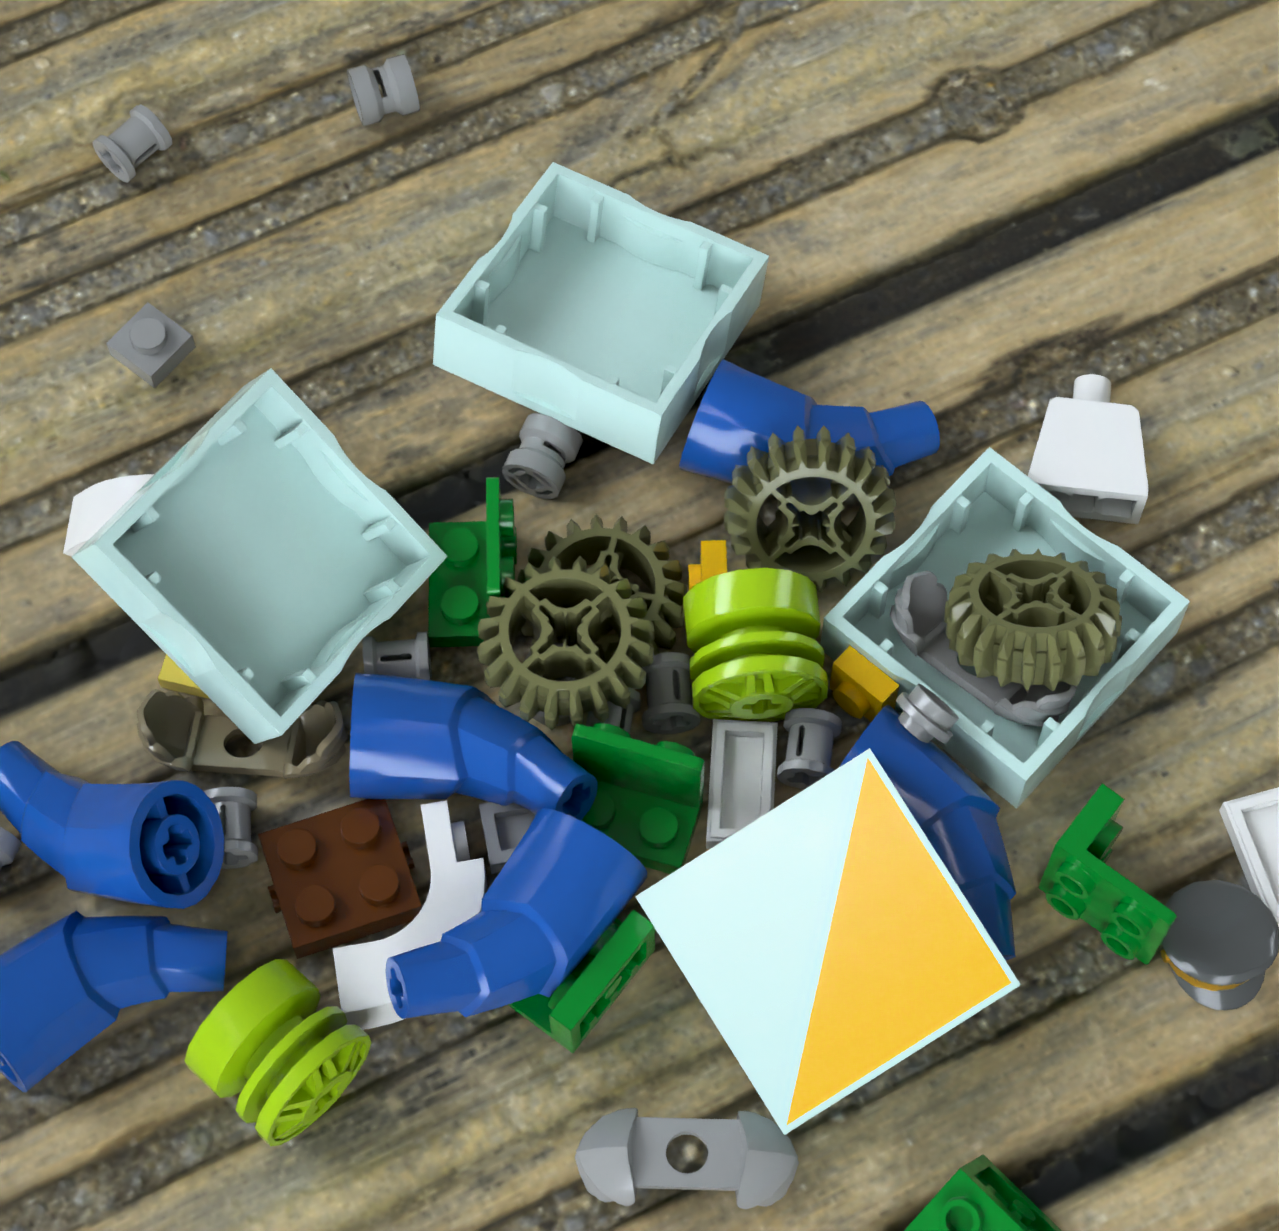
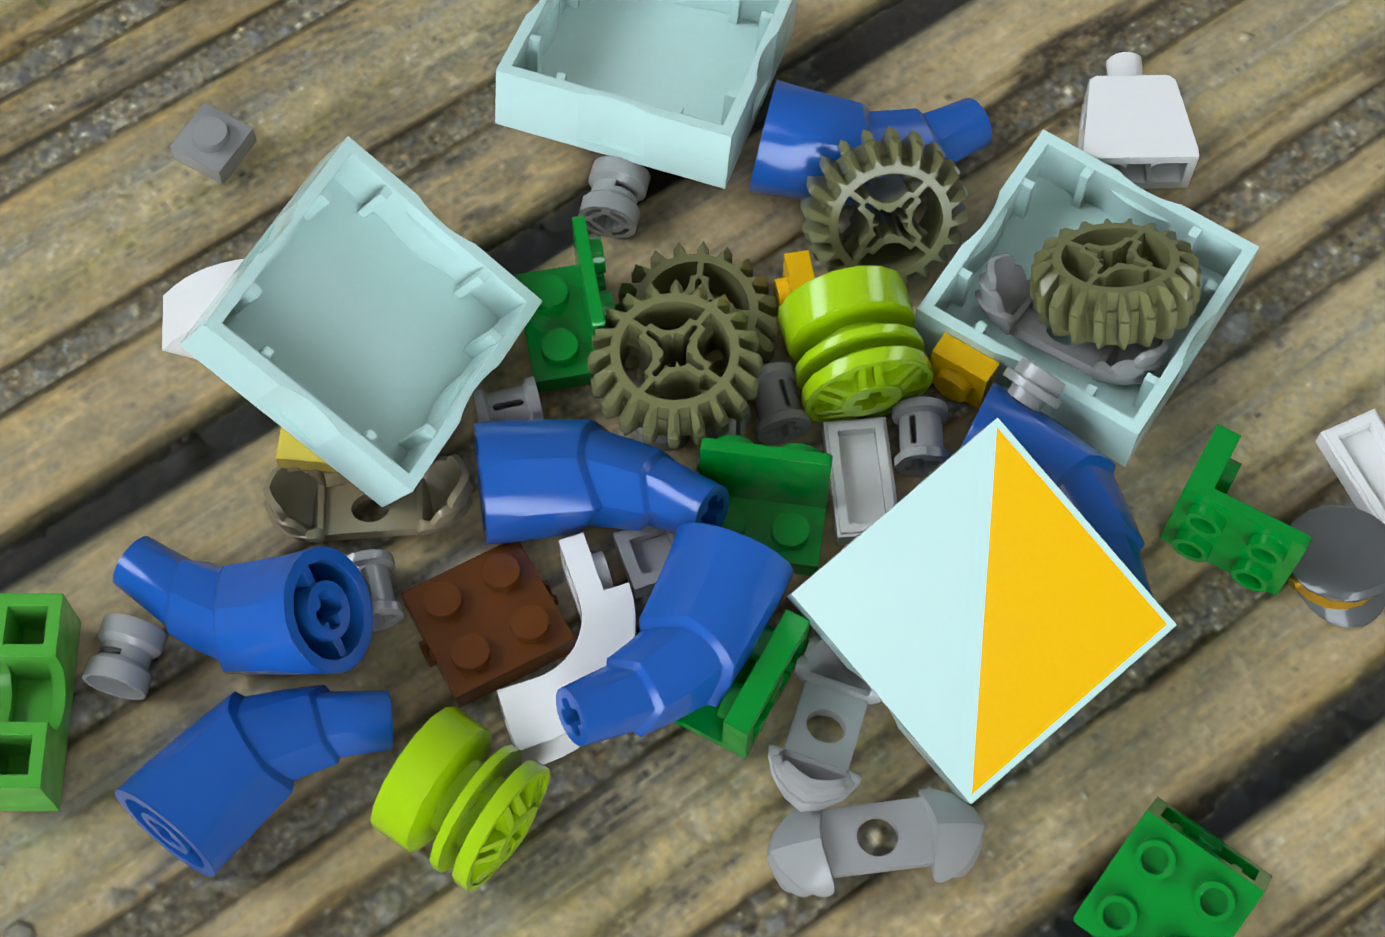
camera: 10 degrees left, 0 degrees up
(630, 1076) = (812, 771): none -> light grey piece

